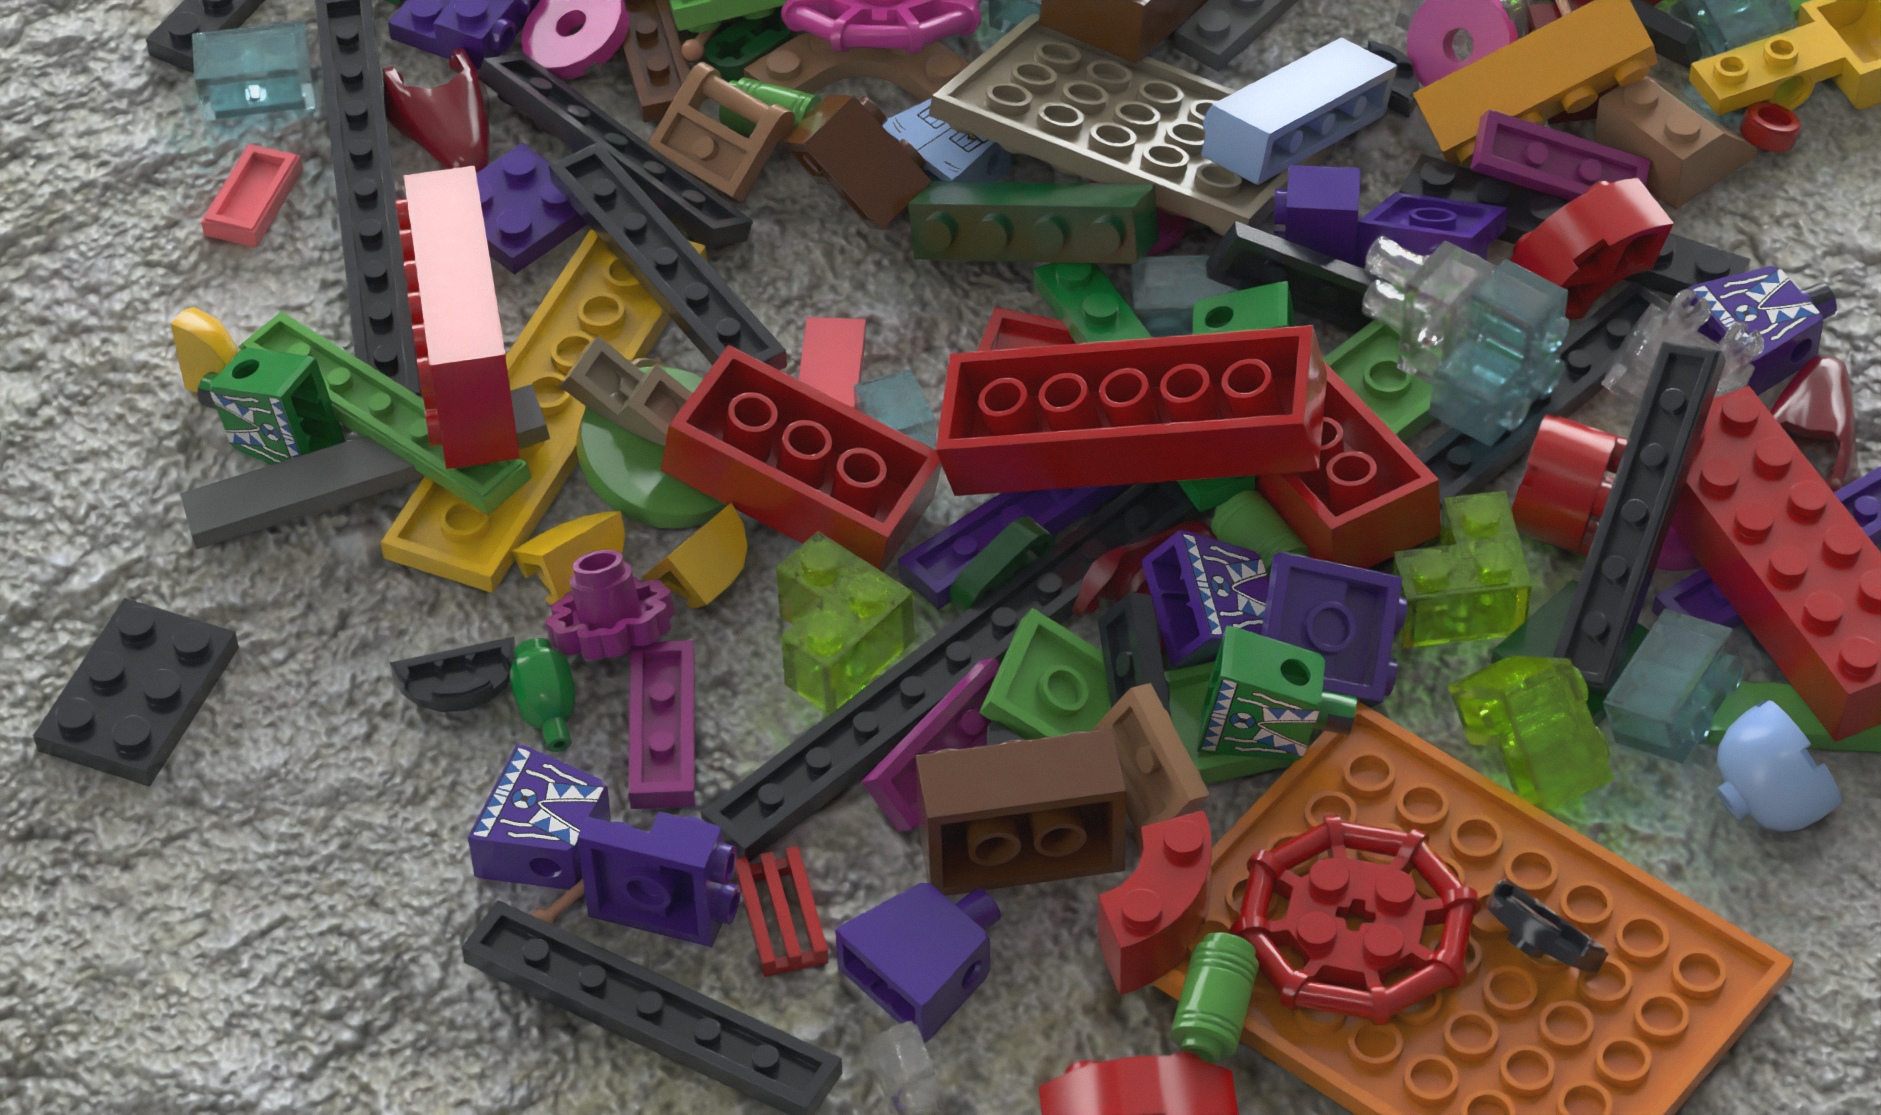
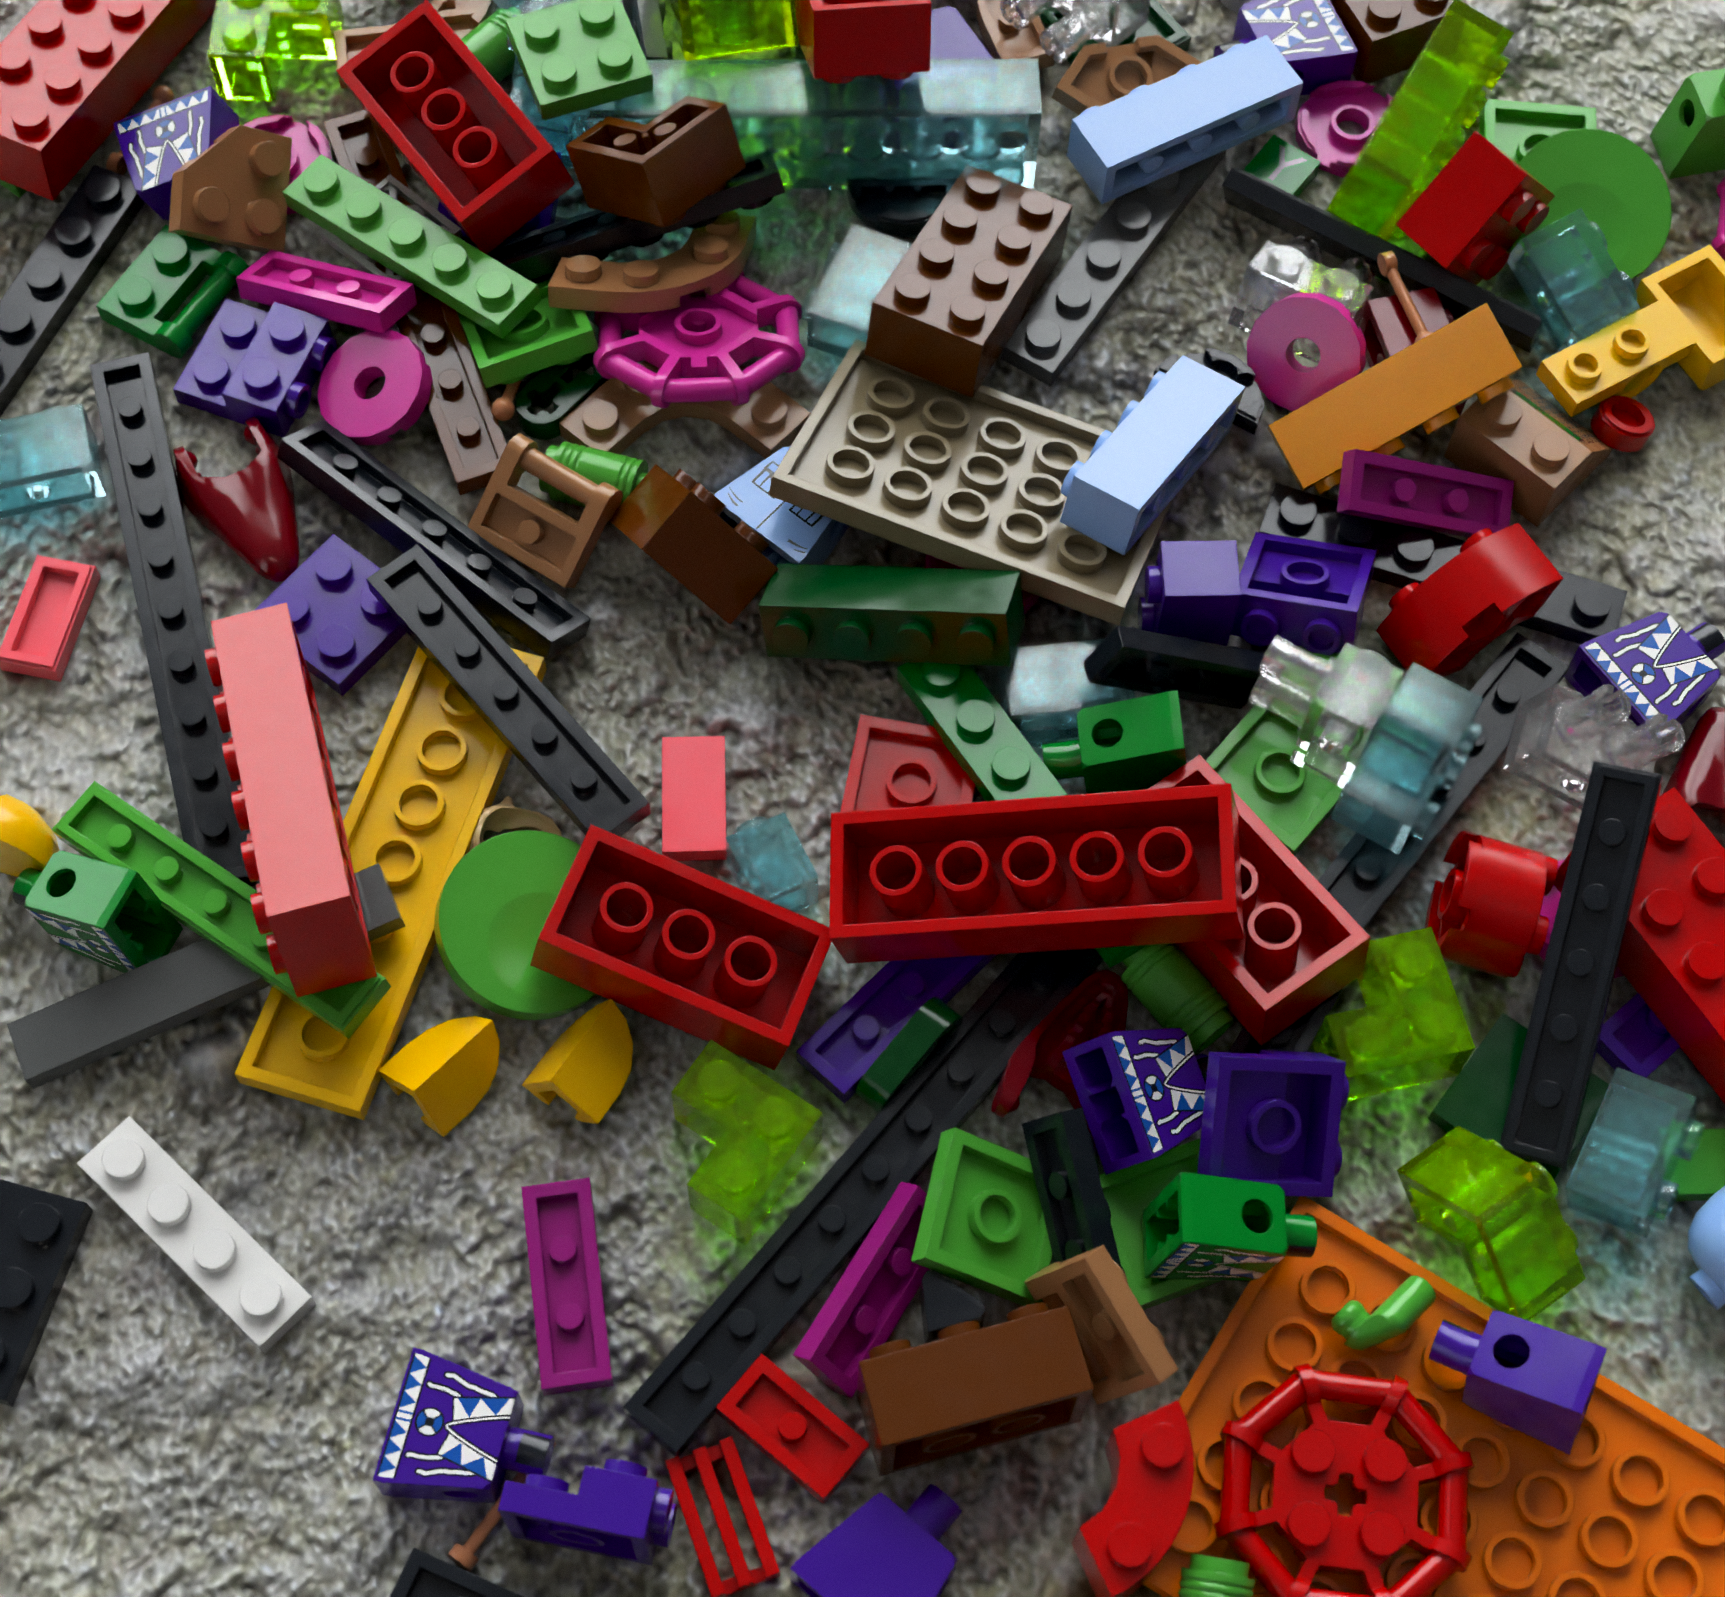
camera: 10 degrees left, 15 degrees up
(331, 667) = (197, 1234): none -> white plate
(456, 677) = (338, 1241): black plate -> none
(544, 690) = (434, 1252): green plant -> none
(608, 609) = (495, 1153): magenta plant -> none
(624, 393) = (487, 879): dark tan slope -> none
(854, 845) = (792, 1428): none -> red plate
(1398, 795) = (1389, 1319): none -> bright green arm
(1538, 830) = (1524, 1375): none -> dark purple torso
(1541, 930) = (1538, 1492): black plate -> none

